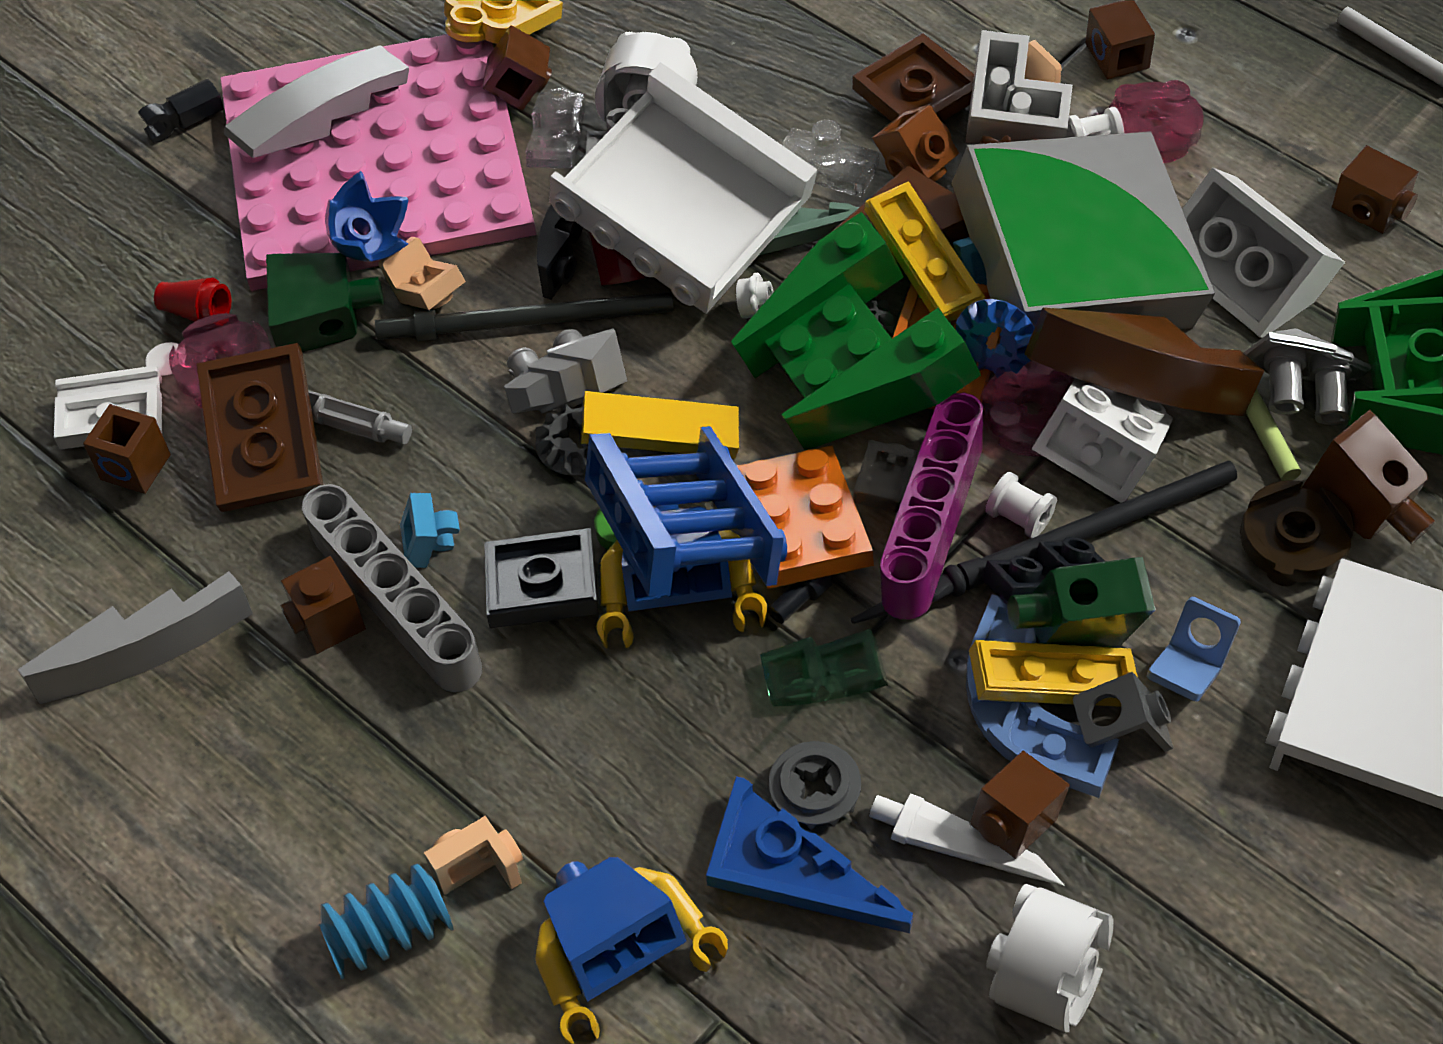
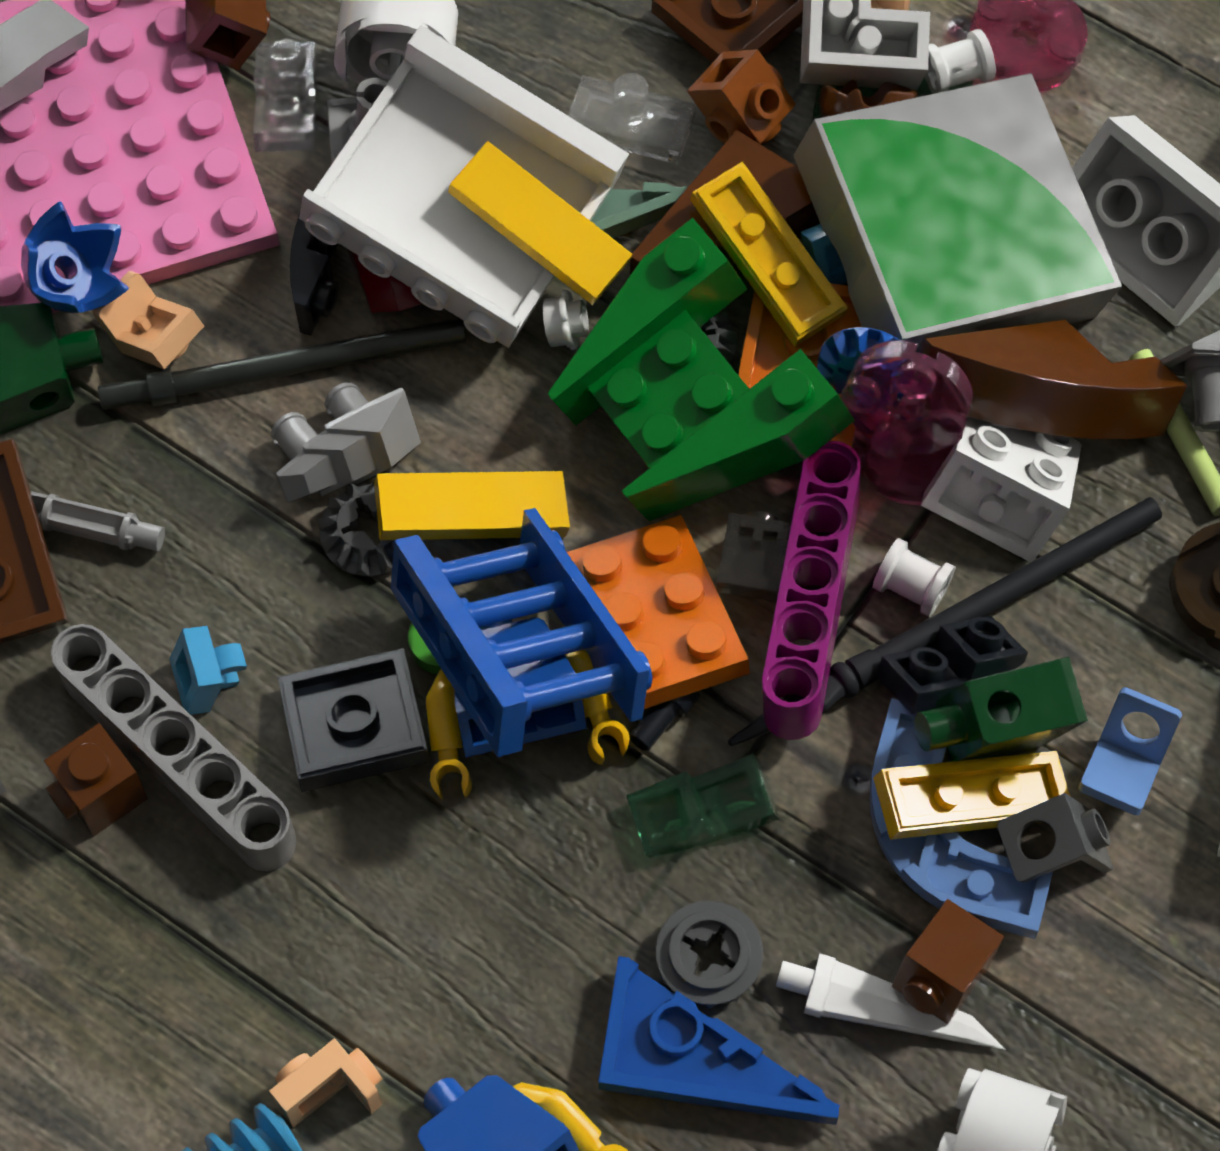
camera: 10 degrees left, 10 degrees up
(740, 217) = (539, 222): none -> yellow tile
(1009, 380) = (900, 426): none -> clear pink plate

